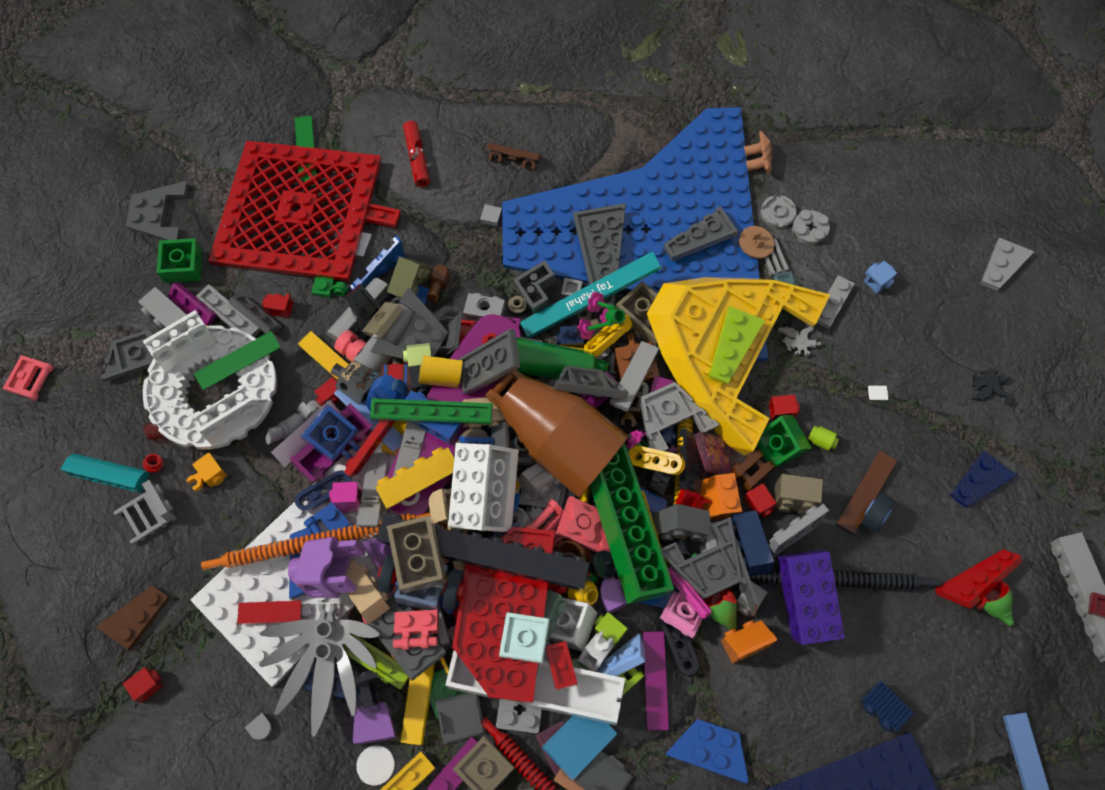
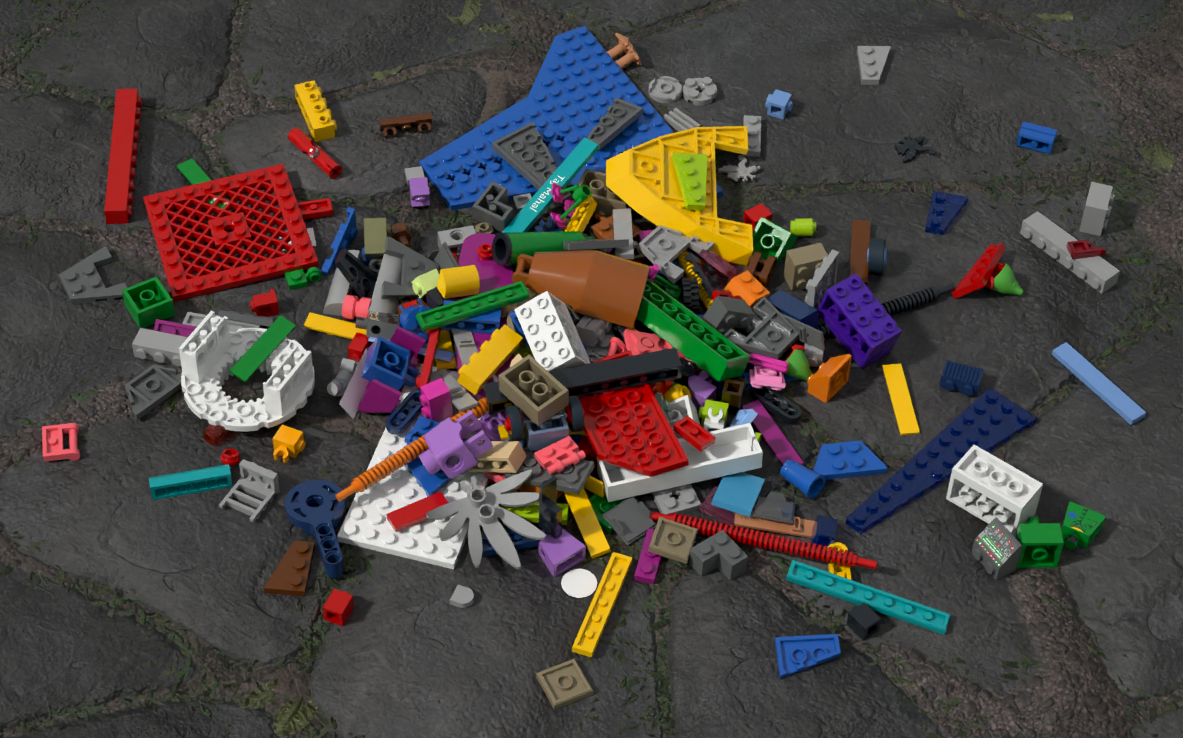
camera: 30 degrees left, 20 degrees down
(182, 576) = (319, 520): none -> dark blue beam
(253, 90) = (123, 157): none -> red brick
(383, 319) = (378, 270): dark tan plate -> none
(442, 107) = (315, 111): none -> yellow brick
(481, 238) = (419, 192): none -> medium lavender brick
(489, 362) = (502, 253): dark grey piece -> none
(524, 638) = (654, 422): light aqua tile -> none
(641, 614) = (734, 391): none -> dark brown brick
(649, 459) = (673, 276): yellow plate -> none
(653, 754) = (803, 478): none -> blue plant
(756, 242) = (661, 114): medium nougat piece -> none
(760, 500) = (779, 281): red brick -> none
(809, 699) = (900, 399): none -> yellow piece
(878, 392) = (826, 185): white sticker -> none

